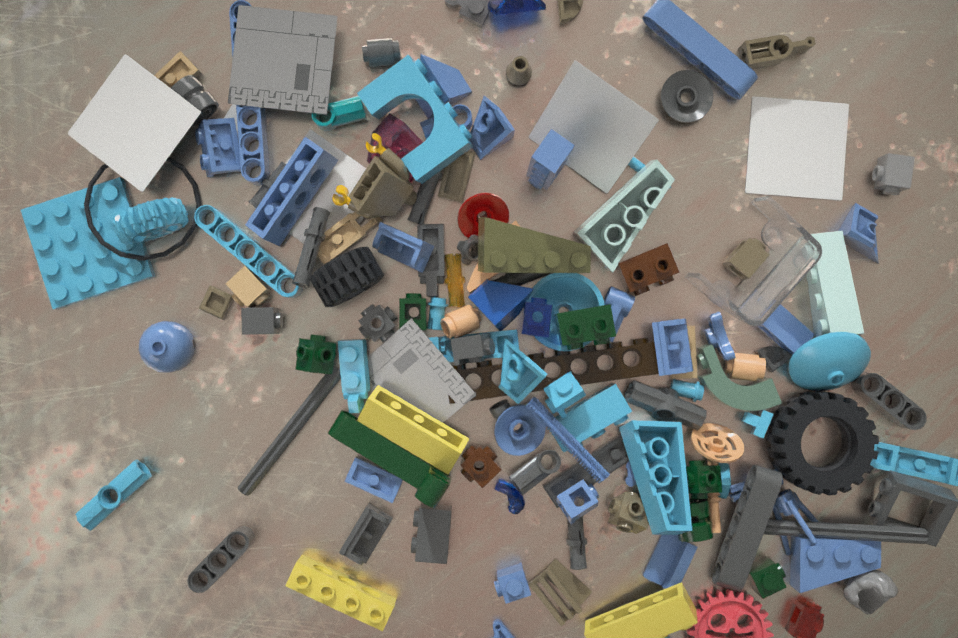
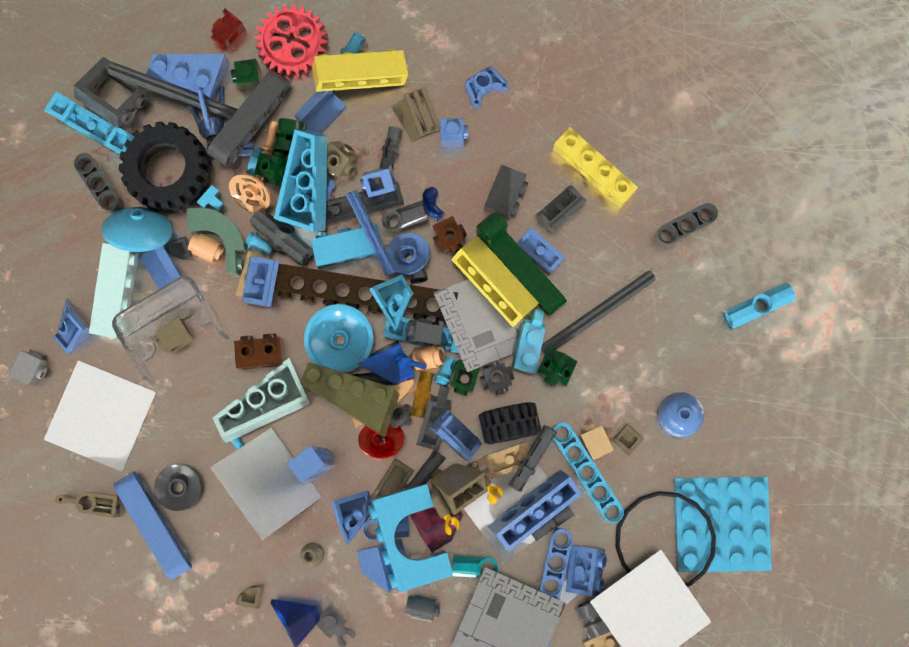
camera: 160 degrees left, 5 degrees down
(150, 220) = (660, 522): medium azure gear -> none
(261, 320) = (594, 410): dark grey brick -> none
(484, 308) = (403, 361): none -> blue hand
(533, 328) = (372, 334): clear blue brick -> none
(563, 393) = (362, 270): medium azure bracket -> none
(585, 325) = (326, 319): dark green brick -> none
(621, 305) = (294, 329): medium blue piece -> none
(717, 336) = (220, 278): medium blue piece -> none
(870, 590) = (167, 38): light grey hair -> none

